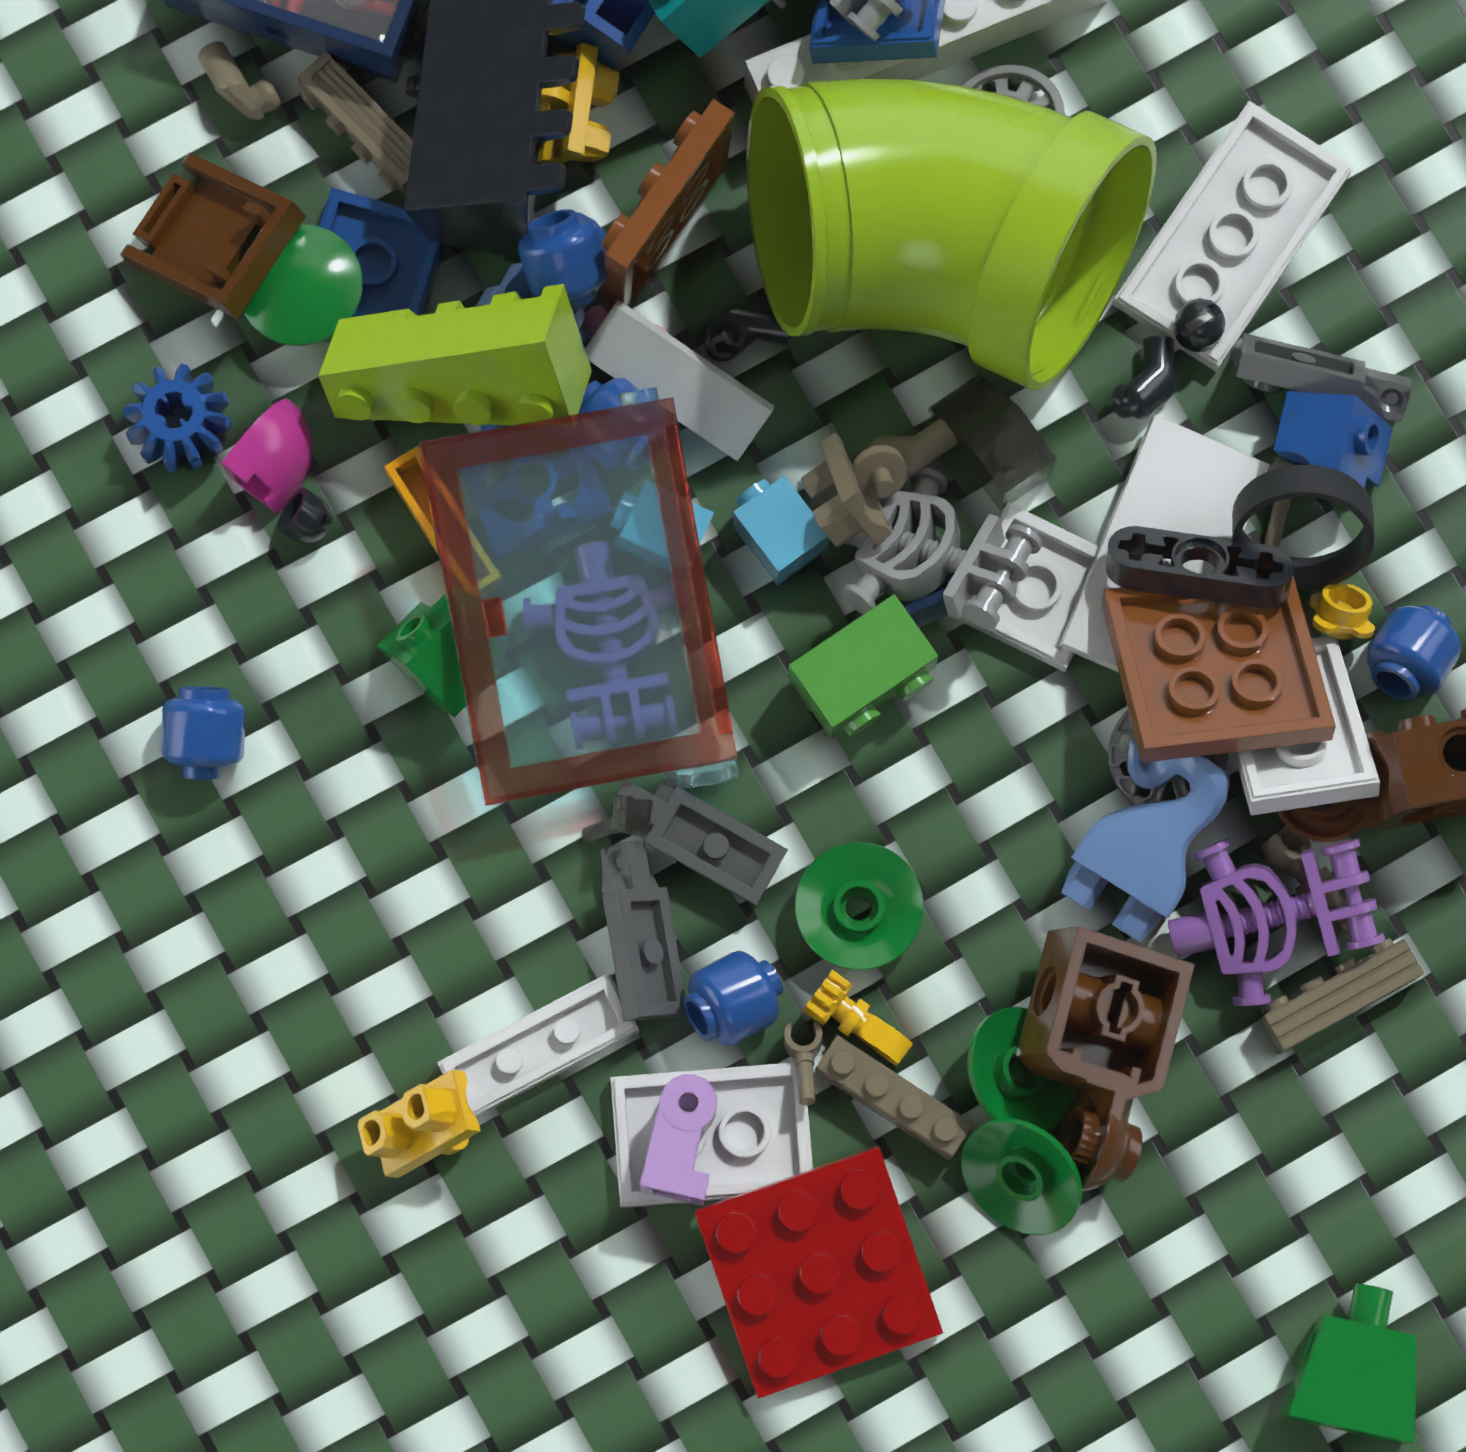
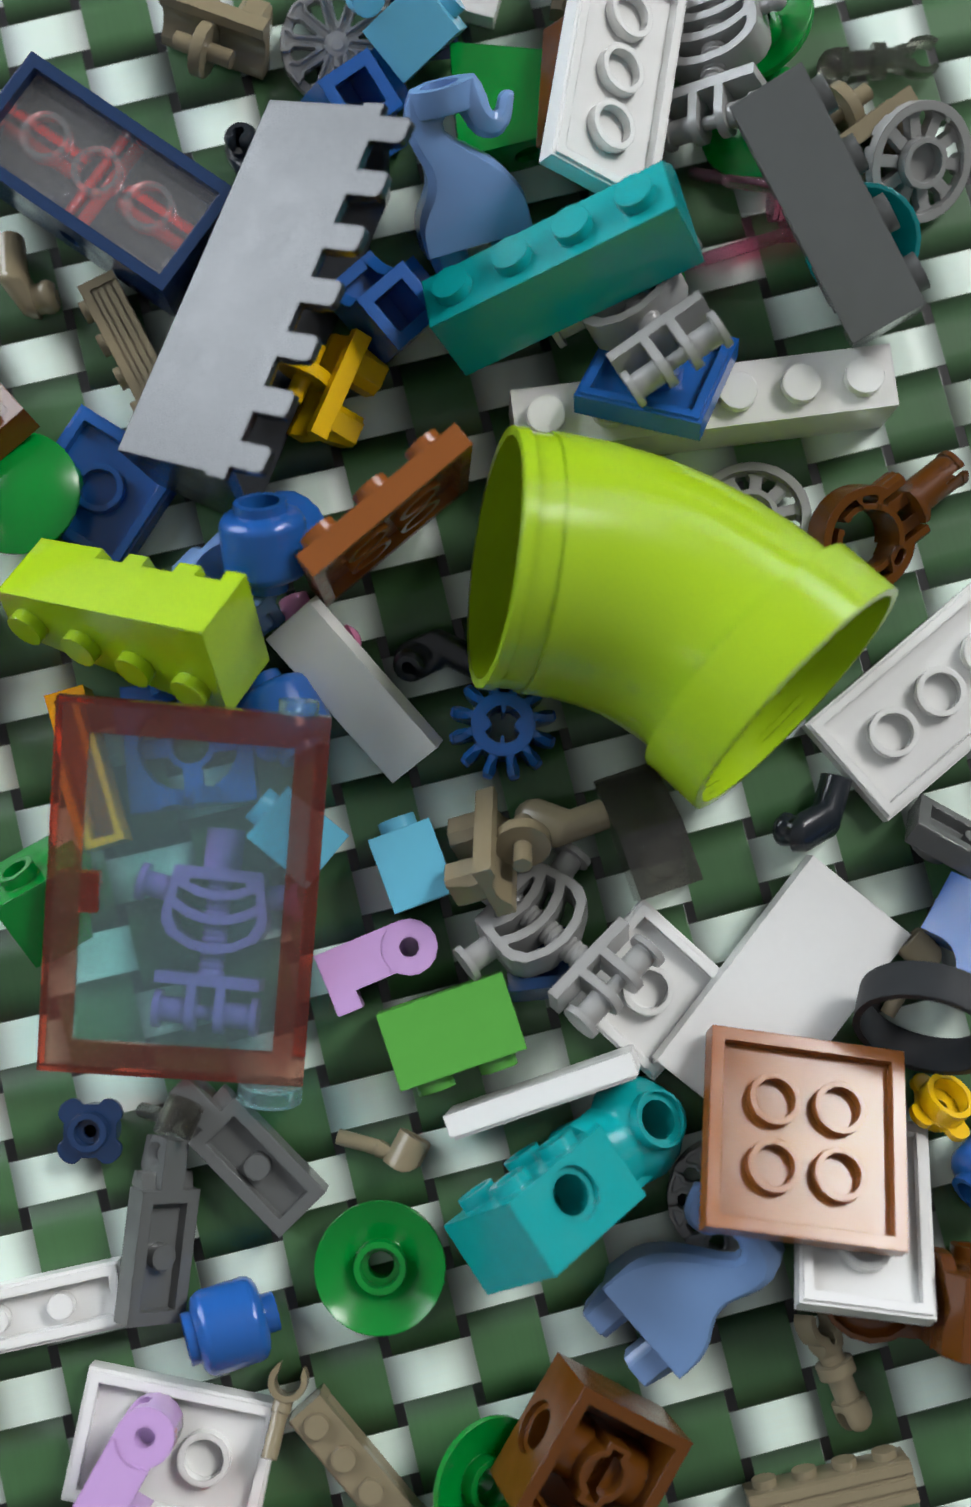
camera: 15 degrees right, 5 degrees up
(561, 872) = (106, 1119): none -> dark blue plate
(783, 613) = (399, 948): none -> lavender leg
(831, 1001) = (326, 1353): yellow piece -> none
(851, 800) = (403, 1154): none -> dark tan hand
(853, 379) = (480, 728): none -> blue gear
(965, 699) = (542, 1092): none -> white tile
(1014, 771) = (568, 1187): none -> teal brick
(1139, 73) = (894, 508): none -> reddish brown pin
(1207, 334) = (879, 762): black hinge -> none
(1213, 929) = (850, 1404): medium lavender piece -> none
(1222, 553) = (840, 1021): black beam -> none

